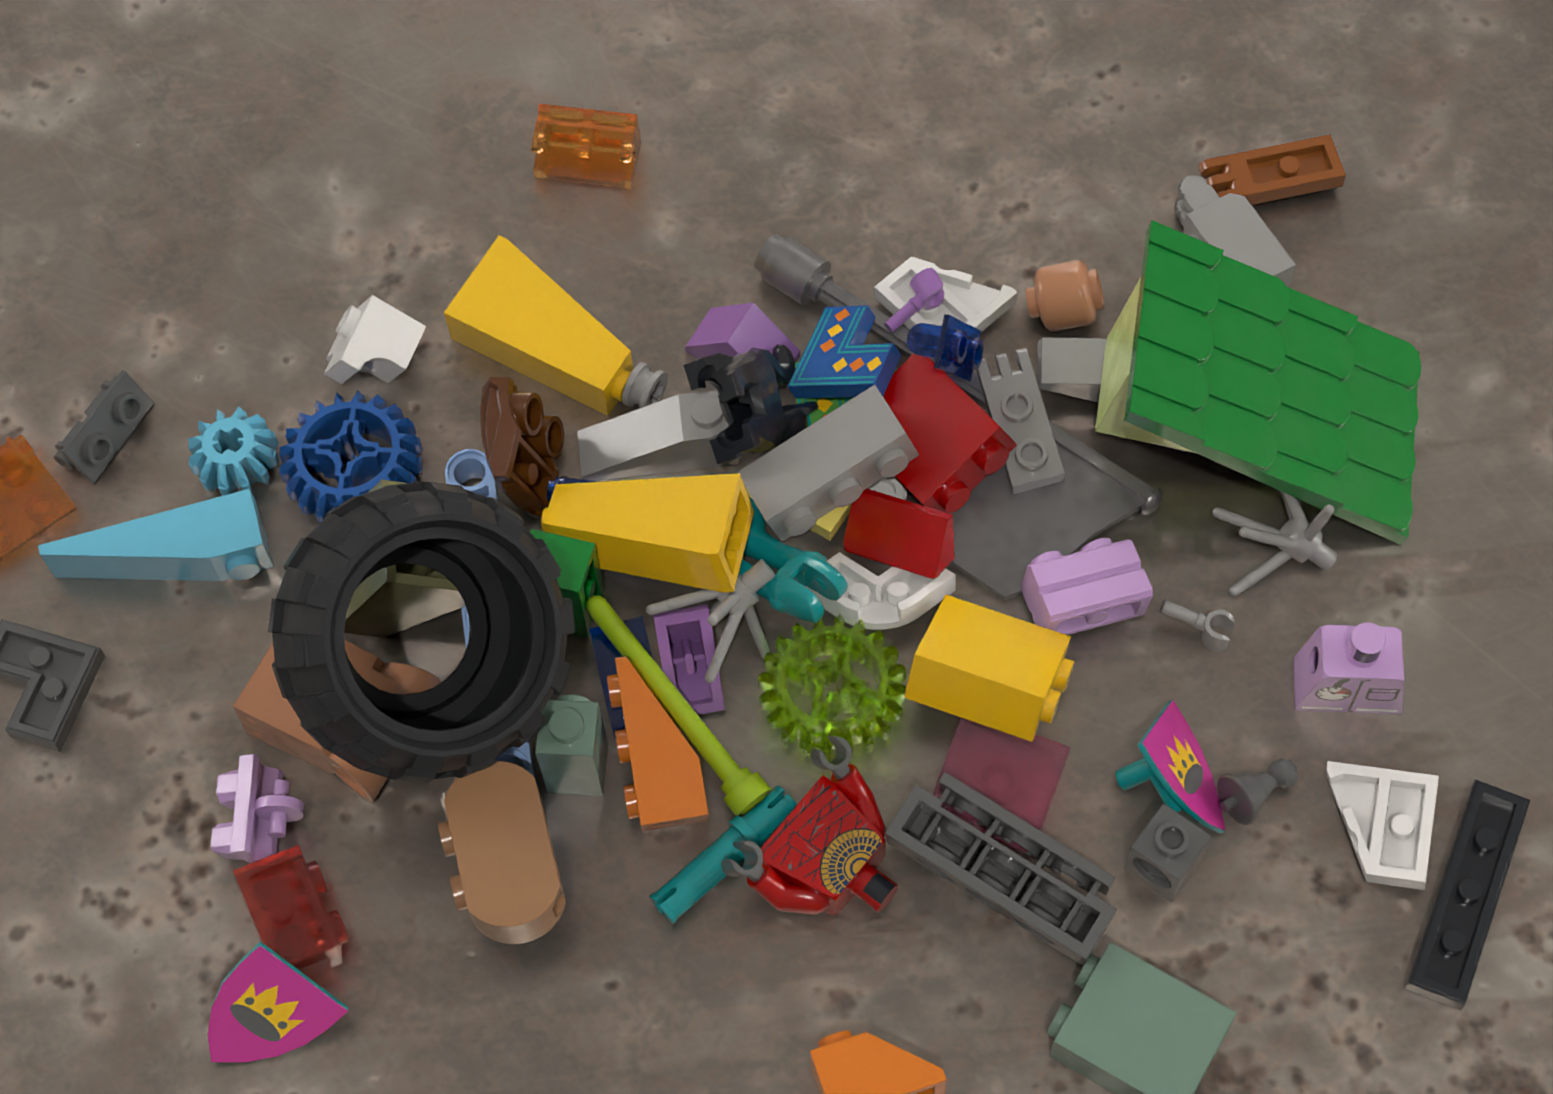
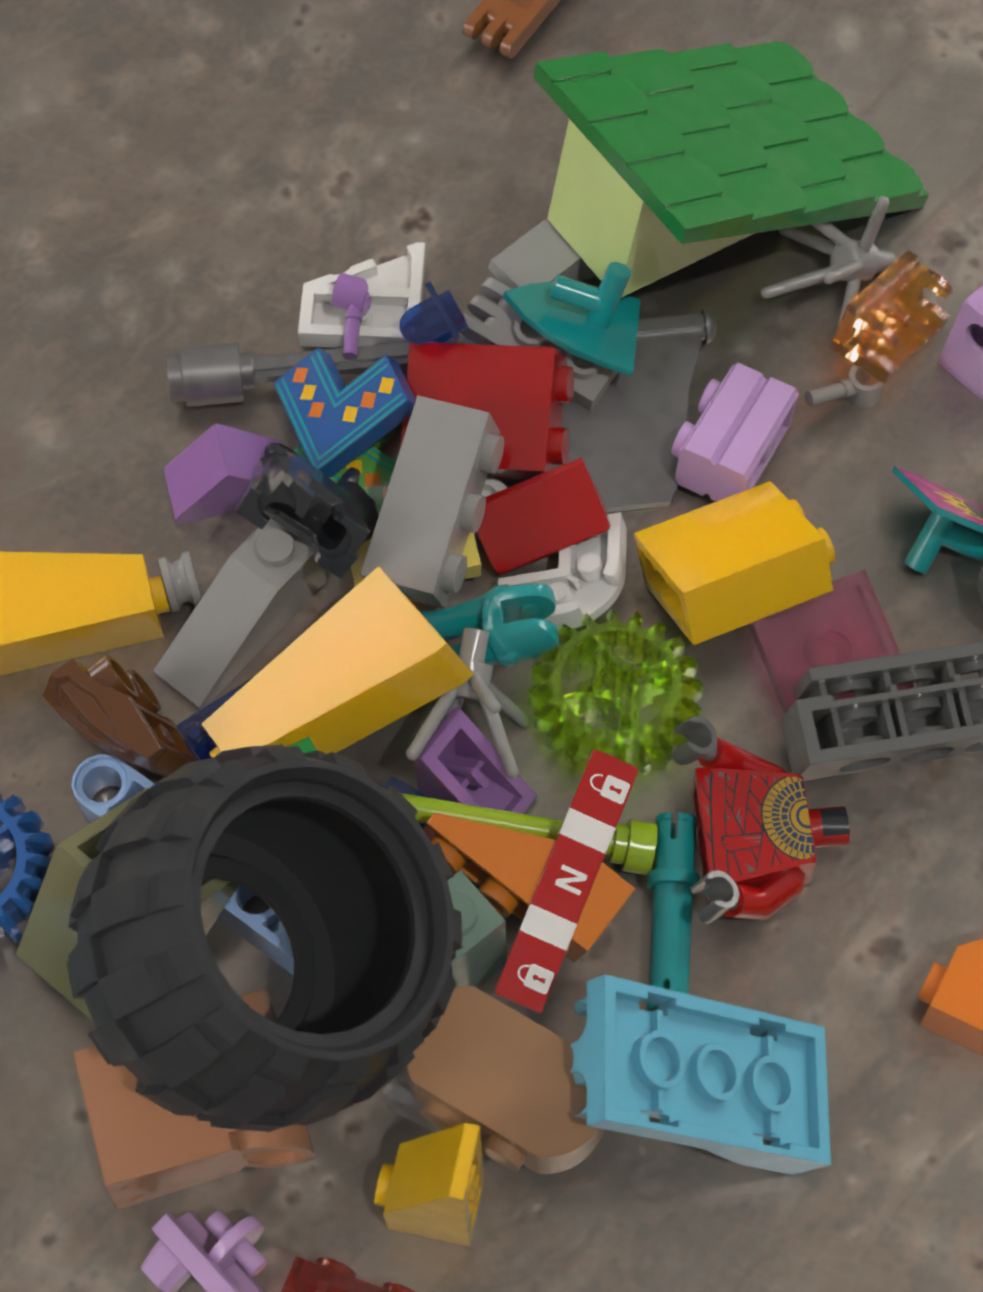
camera: 45 degrees left, 0 degrees up
(414, 884) = (434, 1185): none -> yellow slope
(619, 958) = (708, 1072): none -> medium azure piece
(669, 770) = (566, 881): none -> red sticker
(1058, 426) = (583, 317): none -> teal shield
(1065, 295) = (467, 215): nougat head -> none
(1231, 226) = (509, 63): light grey hinge -> none
(1277, 599) = (892, 318): none -> clear orange hinge

